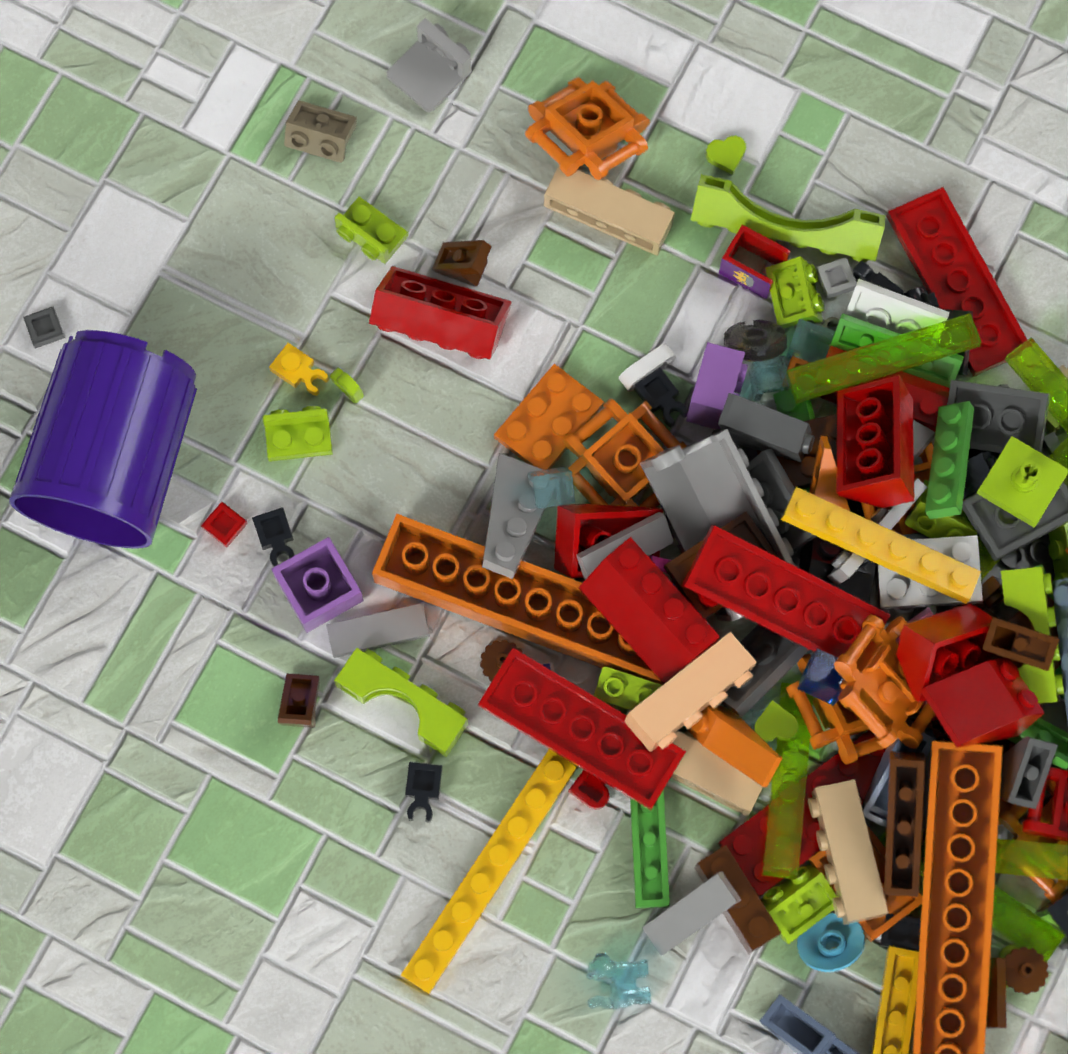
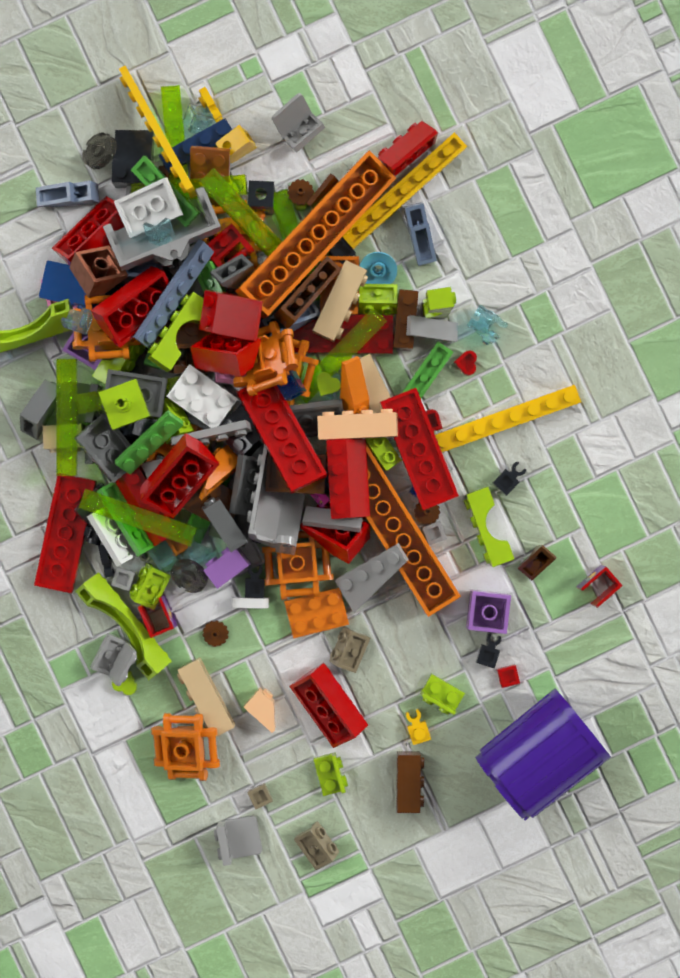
camera: 145 degrees left, 15 degrees up
(44, 327) = (523, 841): dark grey tile -> none
(166, 734) = (608, 592): none -> red piece
(258, 292) = (409, 782): none -> reddish brown brick
(347, 385) = (401, 702): lime tile -> none
(378, 630) = (474, 569): light grey tile -> none
(442, 139) = (260, 796): none -> dark tan plate
(463, 260) = (298, 724): reddish brown slope -> none
(467, 402) = (349, 649): none -> dark tan bracket
(471, 638) = (434, 533): none -> light grey plate
(523, 246) = (262, 707): none -> light nougat slope
(552, 487) = (344, 574): clear light blue panel -> none
(605, 909) = (466, 363): none -> red tile
(661, 298) = (215, 633): none -> reddish brown piece
(712, 945) = (438, 303): none -> lime arch
(767, 171) = (114, 658): none -> light grey bracket
(881, 545) = (218, 423): yellow plate -> none
(1020, 644) = (190, 328): reddish brown slope -> none

